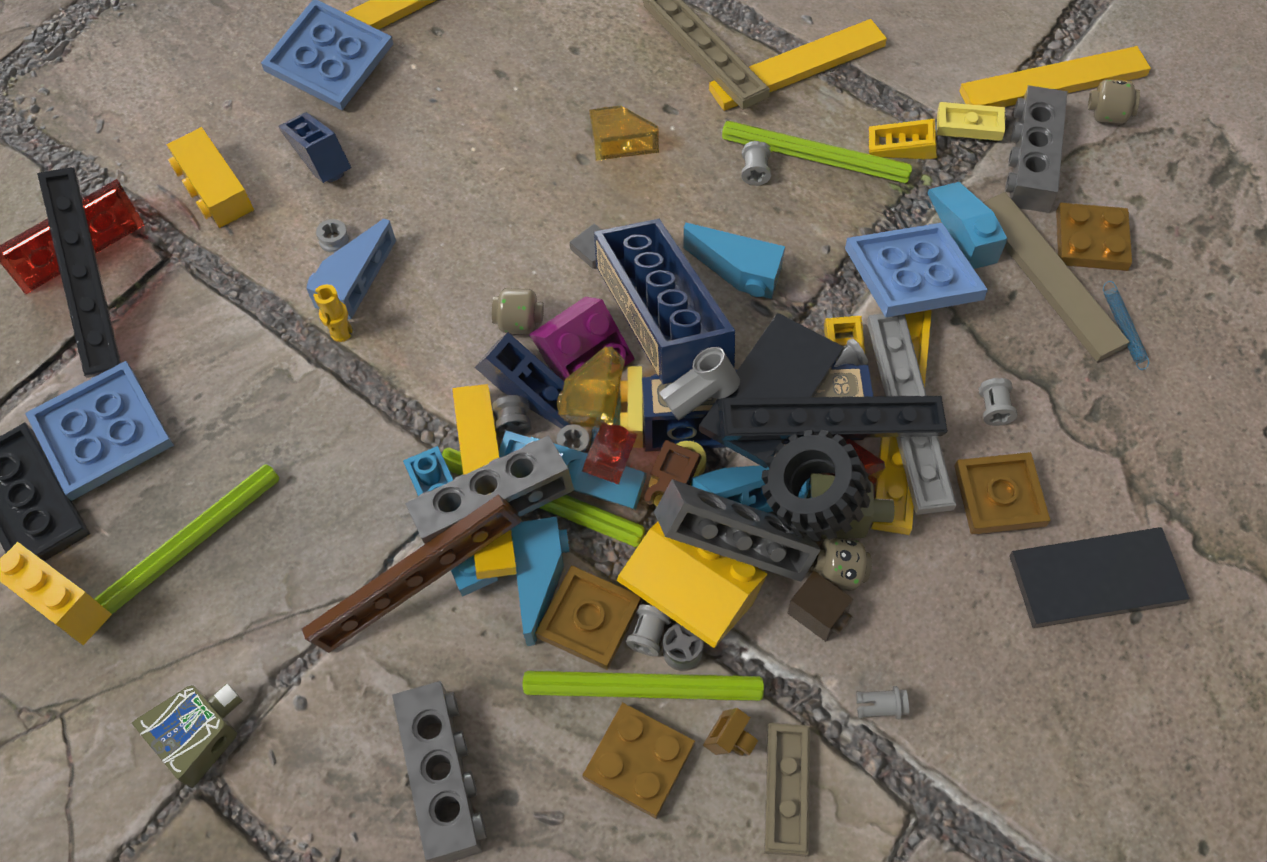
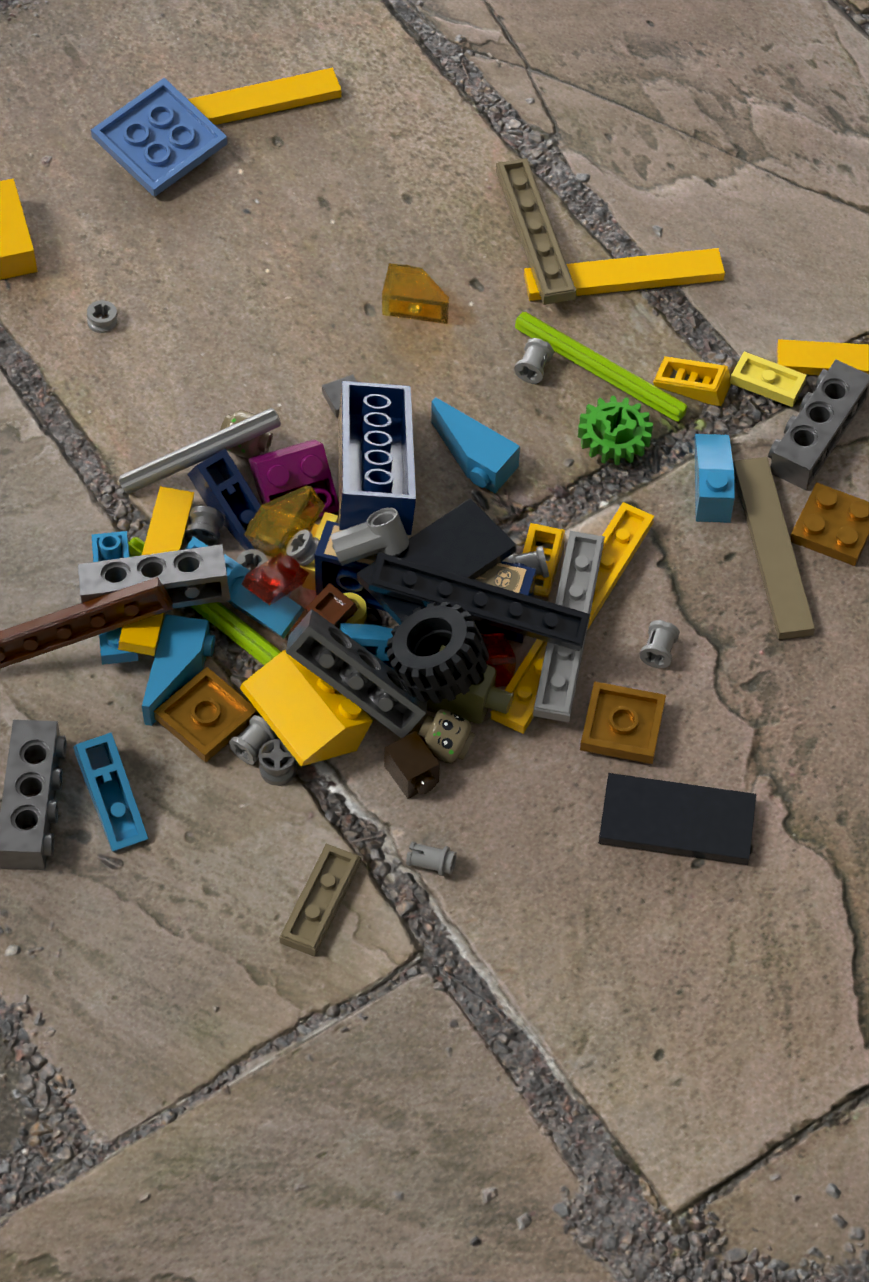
camera: 15 degrees right, 5 degrees down
(316, 147) = (115, 227): dark blue slope -> none
(333, 313) = (75, 388): yellow pin -> none
(354, 266) = (105, 355): medium blue slope -> none
(480, 341) = (199, 451): none -> light grey axle
(523, 739) = (110, 791): none -> dark azure slope
(624, 410) = (302, 547): none -> light grey bush
(638, 760) = (203, 839): pearl gold plate -> none
(643, 685) = (231, 783): lime axle -> none
(730, 735) = (288, 841): pearl gold tile -> none
(859, 206) = (615, 430): none -> bright green gear
(915, 269) = (633, 501): medium blue plate -> none
(1118, 294) = (828, 613): dark azure piece -> none

